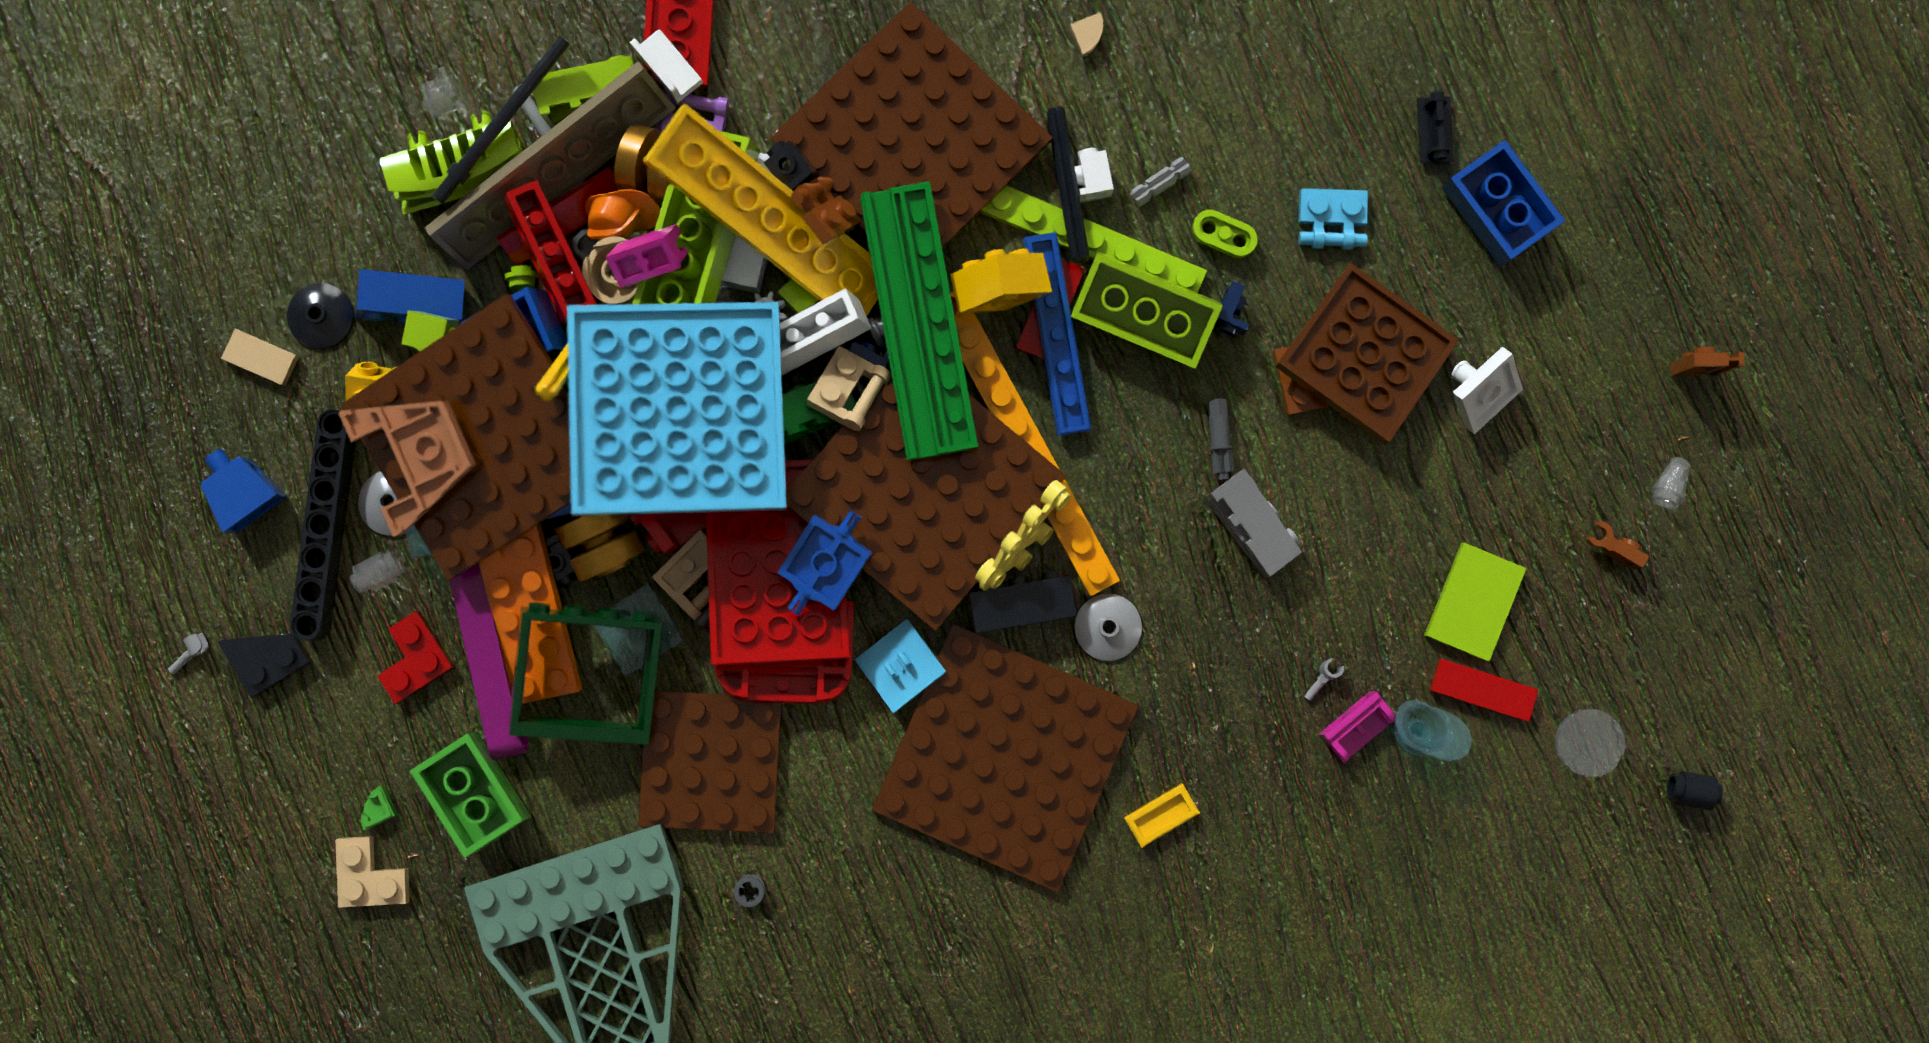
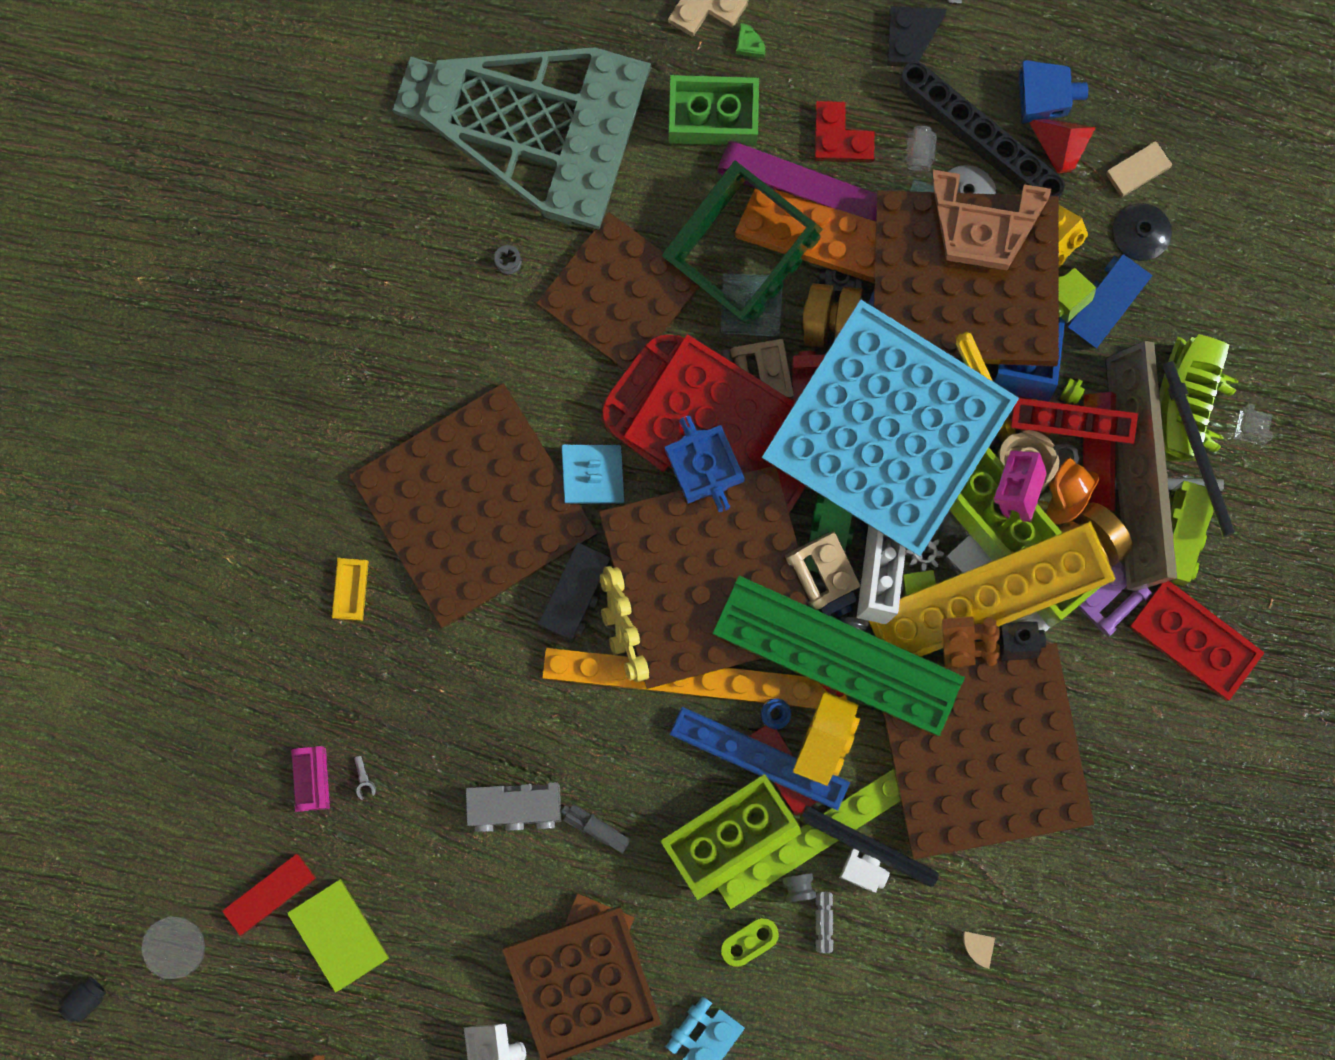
camera: 120 degrees right, 5 degrees down
(279, 445) = (1062, 142): none -> red slope
(667, 65) = (1164, 604): white panel -> none
(1008, 338) = (784, 713): none -> blue plate
(1090, 630) = (516, 662): light grey dish -> none
(1146, 222) = (799, 888): none -> dark grey wheel
(1232, 304) = (691, 907): dark blue bracket -> none
(1431, 732) = (267, 829): clear light blue piece -> none

